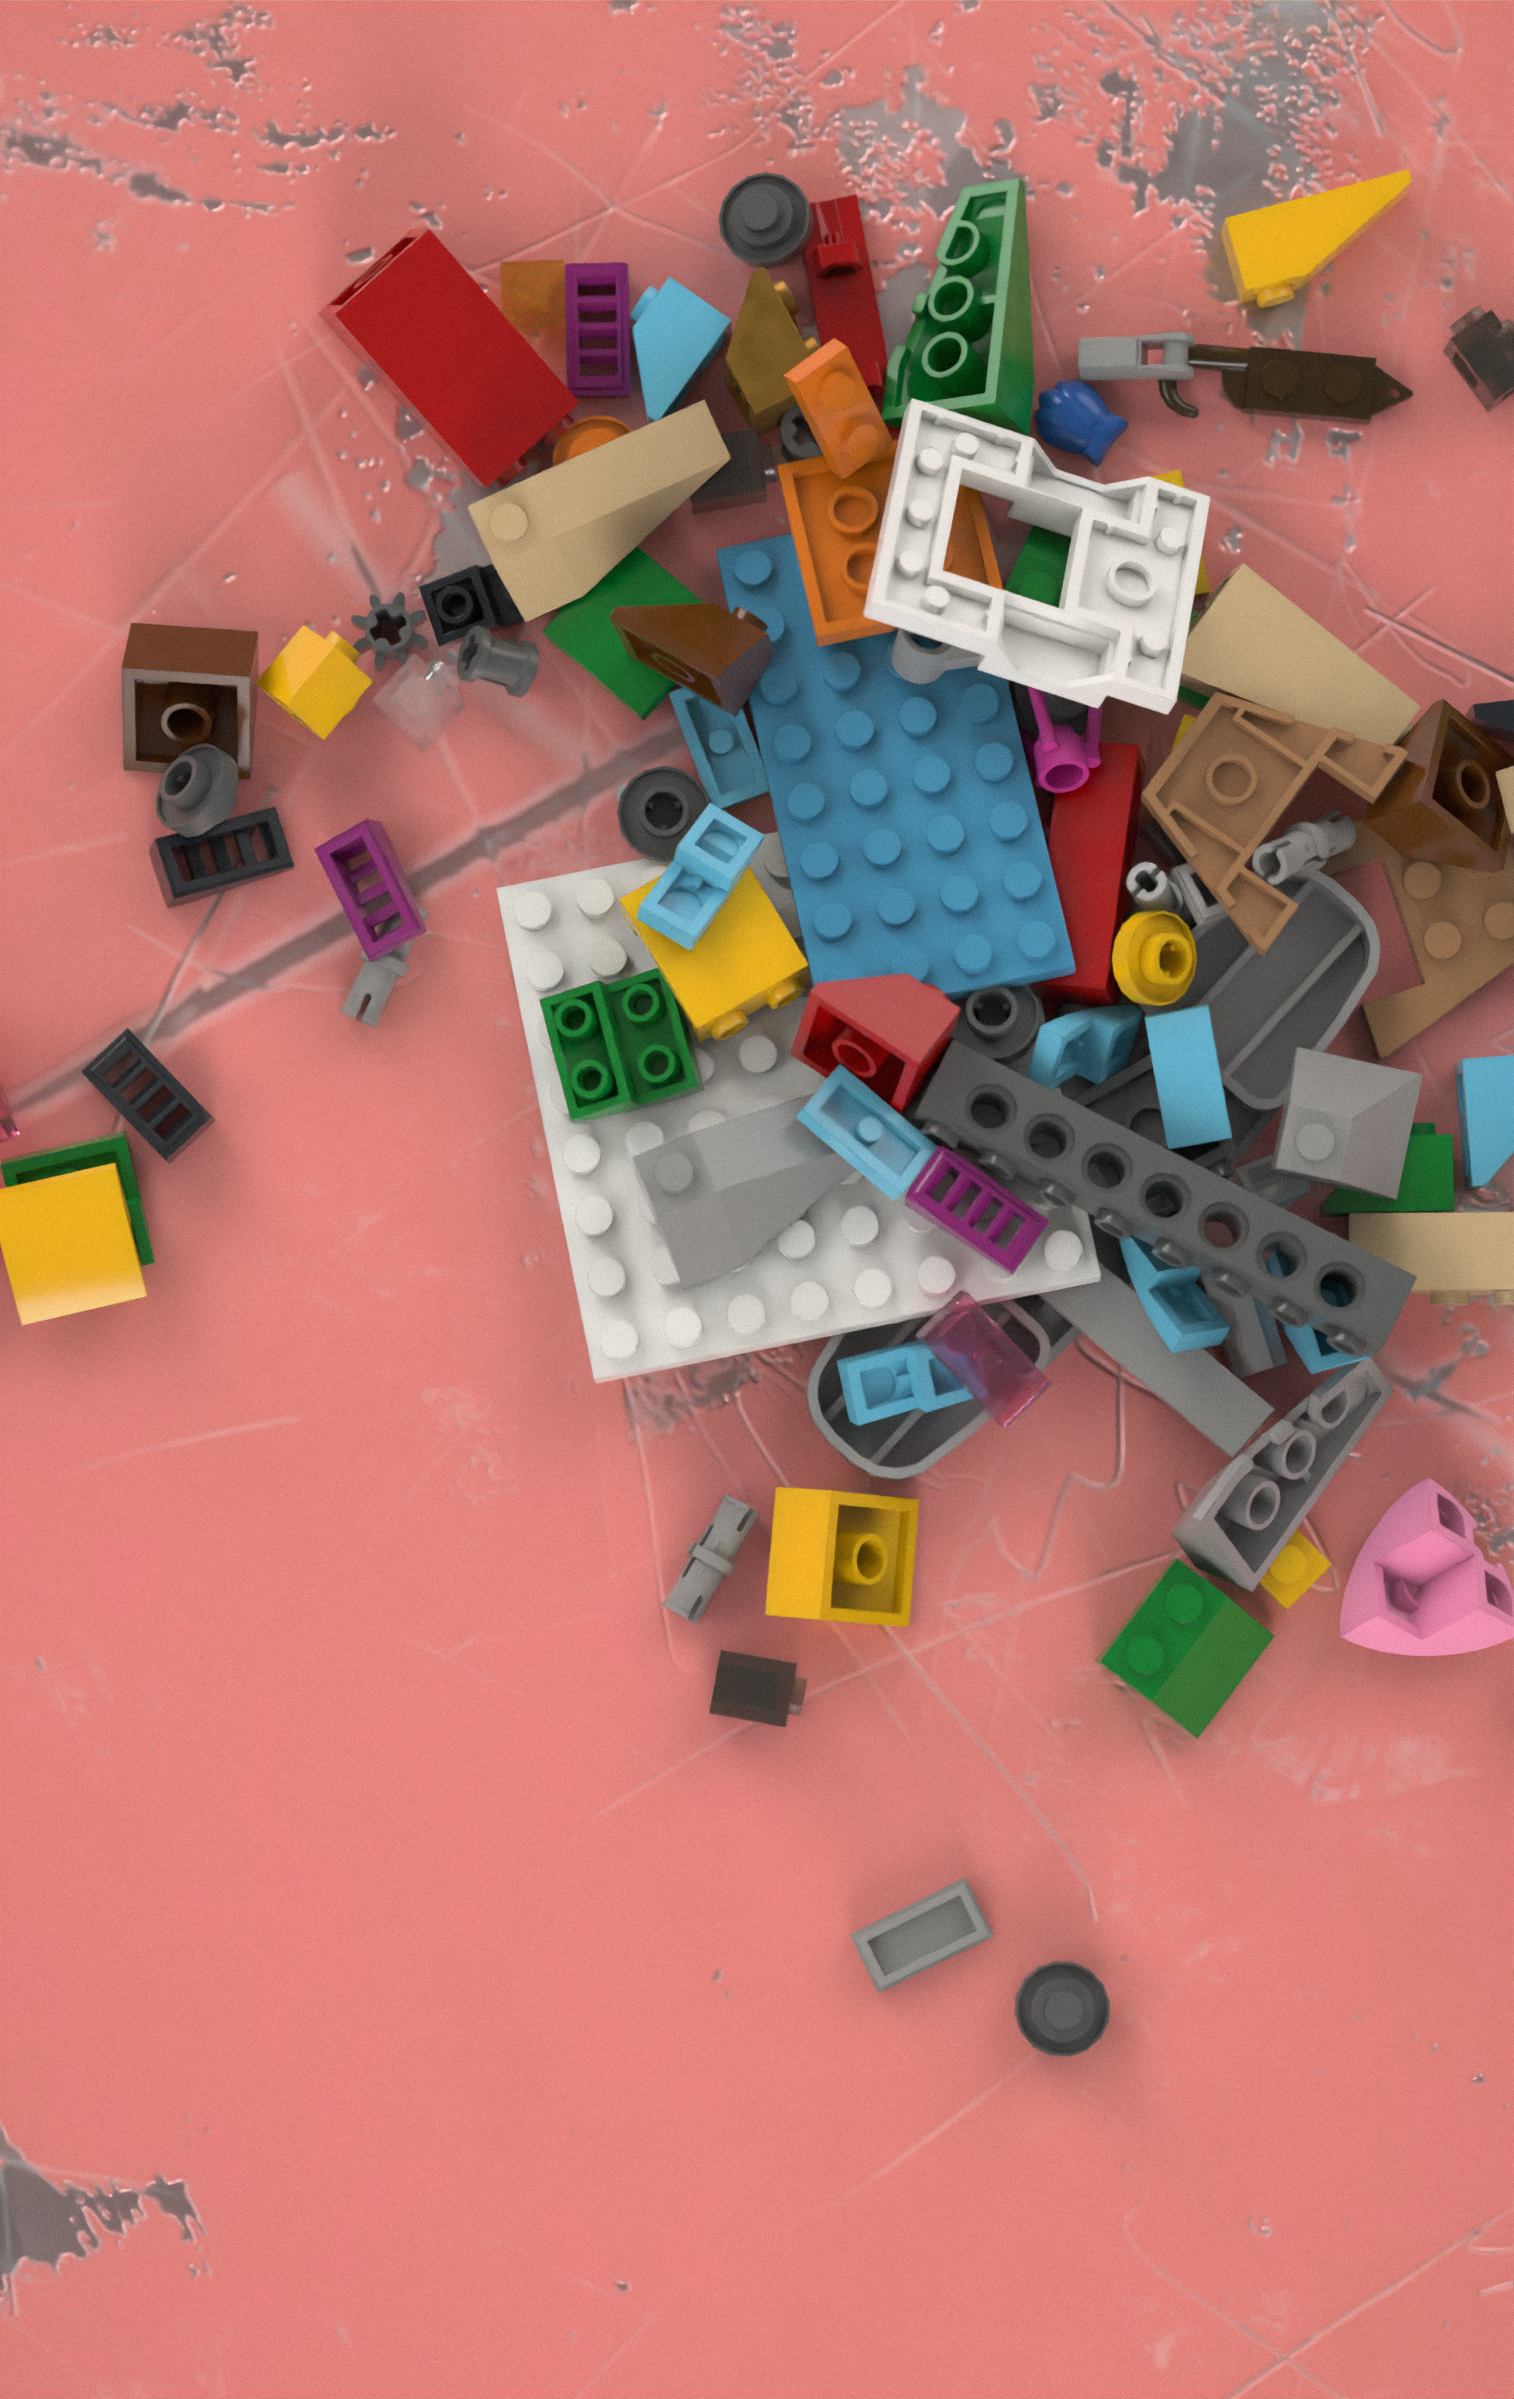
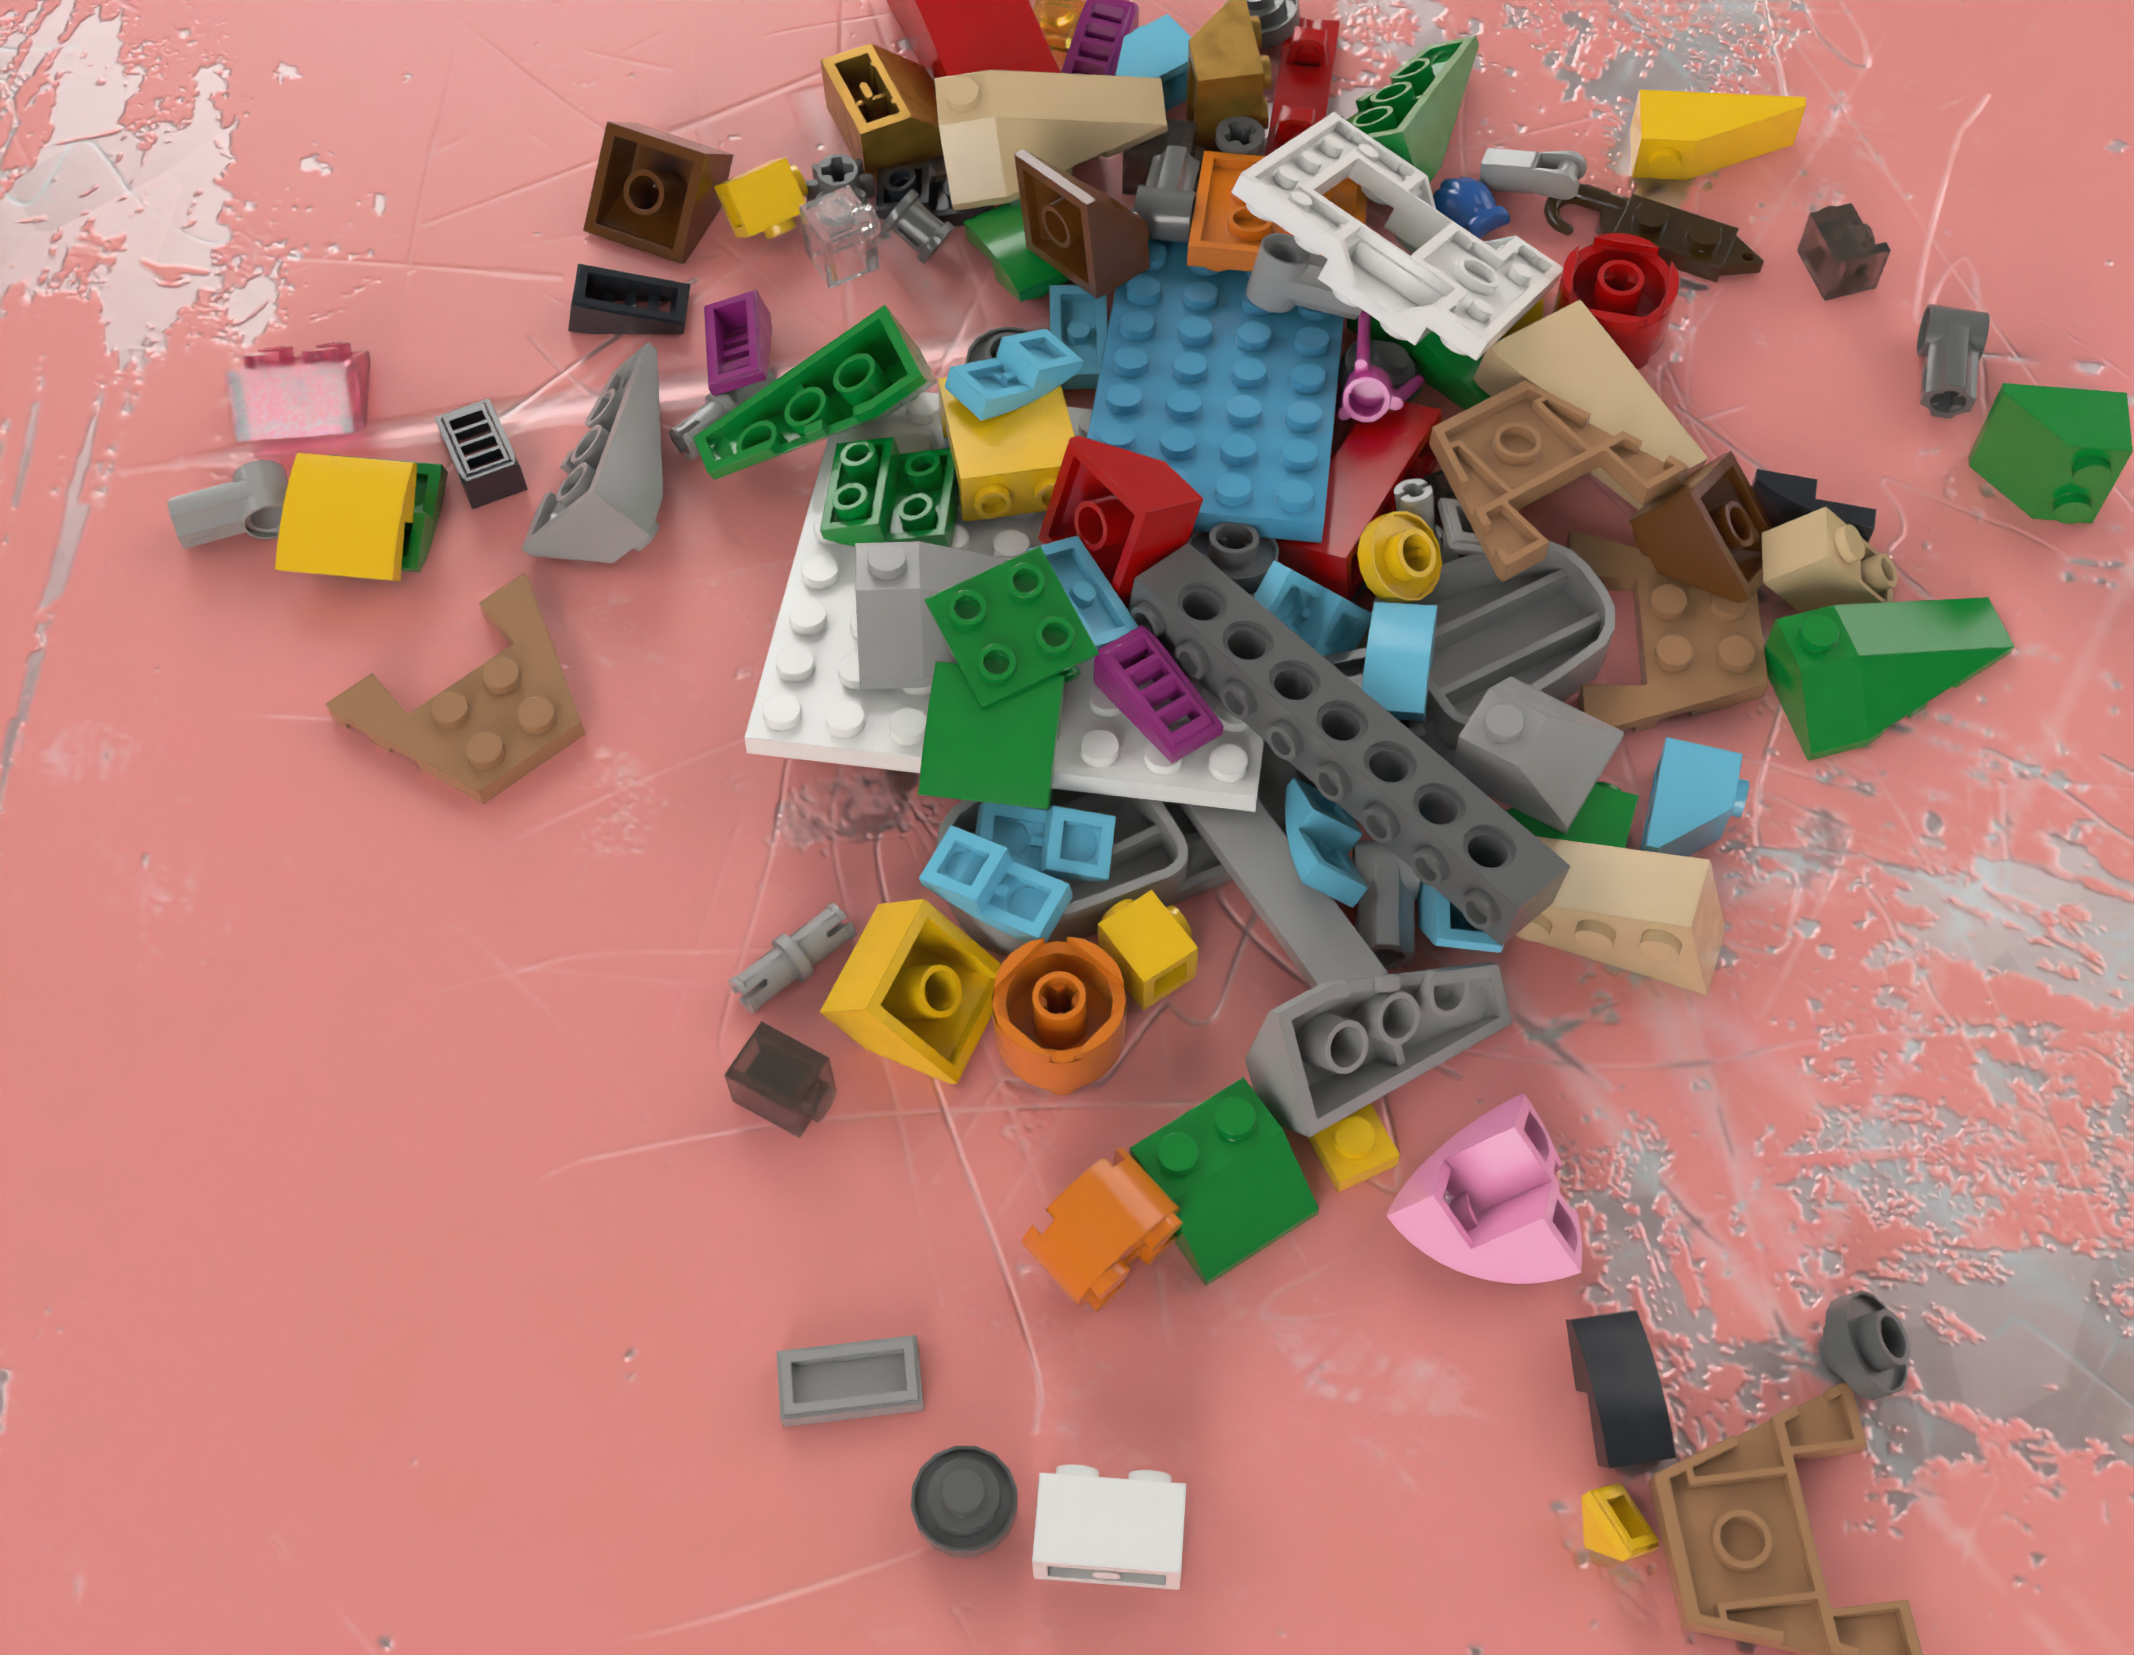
camera: 25 degrees right, 25 degrees down
(197, 790) = (630, 238): dark grey plate -> none
(307, 1099) = (613, 474): none -> light grey wedge
(311, 1402) = (490, 722): none -> medium nougat wing
(403, 506) = (882, 107): none -> pearl gold slope
(515, 947) = (834, 390): none -> green wedge
(765, 564) = (1169, 195): none -> dark grey piece
(821, 1205) = (1012, 628): none -> green hinge
(836, 1309) = (991, 752): none -> green slope
(838, 408) = (1267, 96): orange plate -> none
(888, 1448) = (993, 888): none -> medium azure slope
(983, 1359) = (1117, 830): clear pink plate -> none
(1019, 1525) = (1059, 1013): none -> orange brick
(1043, 1445) = (1149, 947): none -> yellow brick
(1101, 1739) = (1103, 1228): none -> orange brick
(1192, 1989) = (1109, 1528): none -> white brick
(1298, 495) = (1624, 289): none -> red brick
(1304, 847) = (1549, 509): light grey pin -> none

